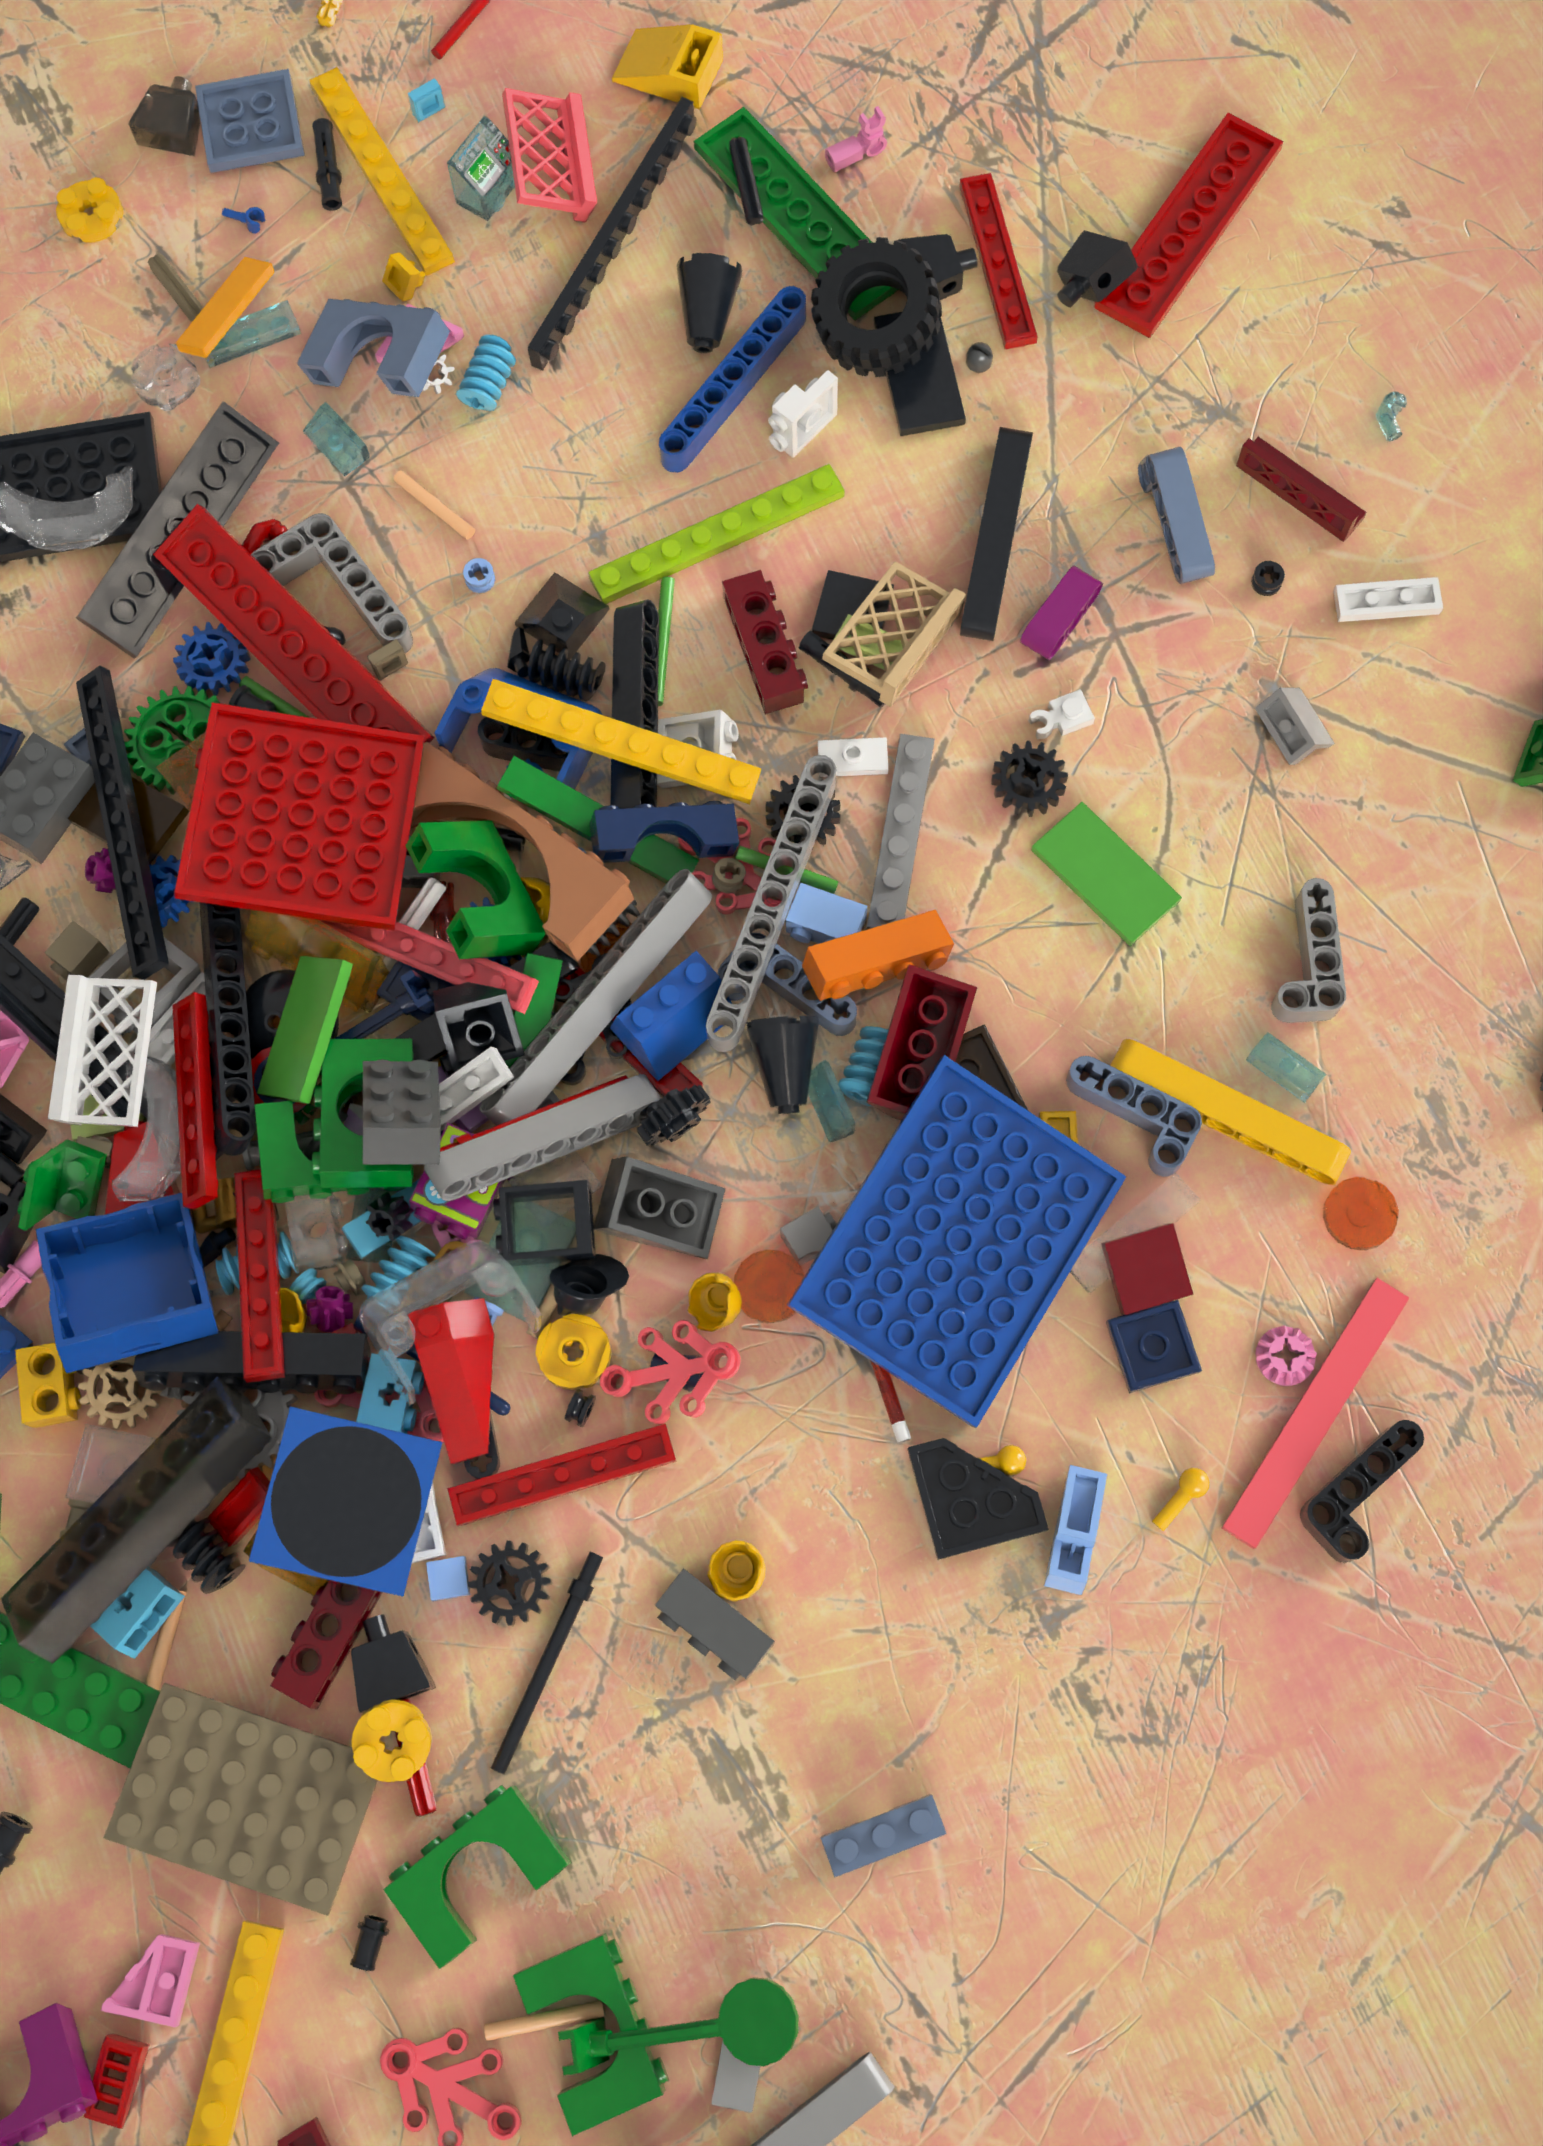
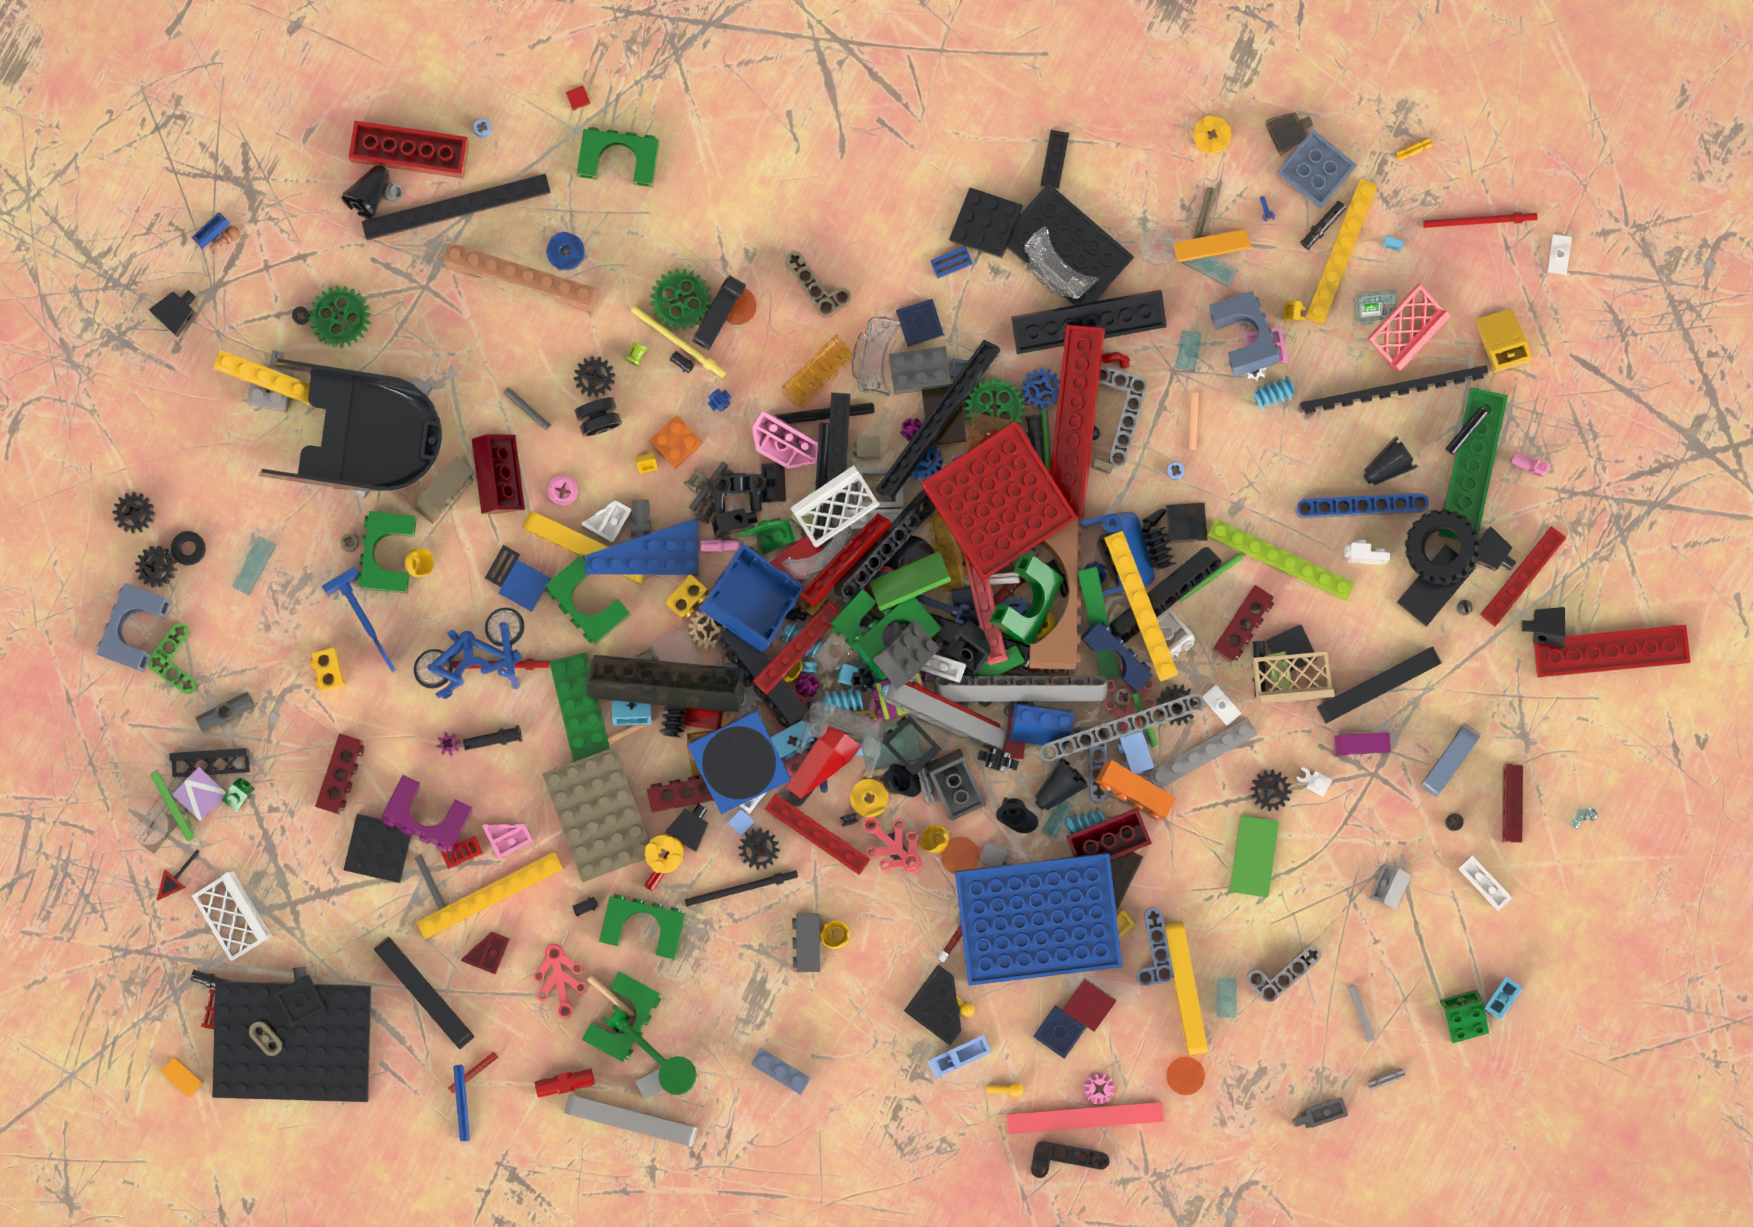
camera: 45 degrees right, 10 degrees up
(626, 1253) = (926, 786): none -> light grey axle
(779, 1154) = (1016, 816): none -> black piece
(1453, 898) = (1361, 1013): none -> light grey bar

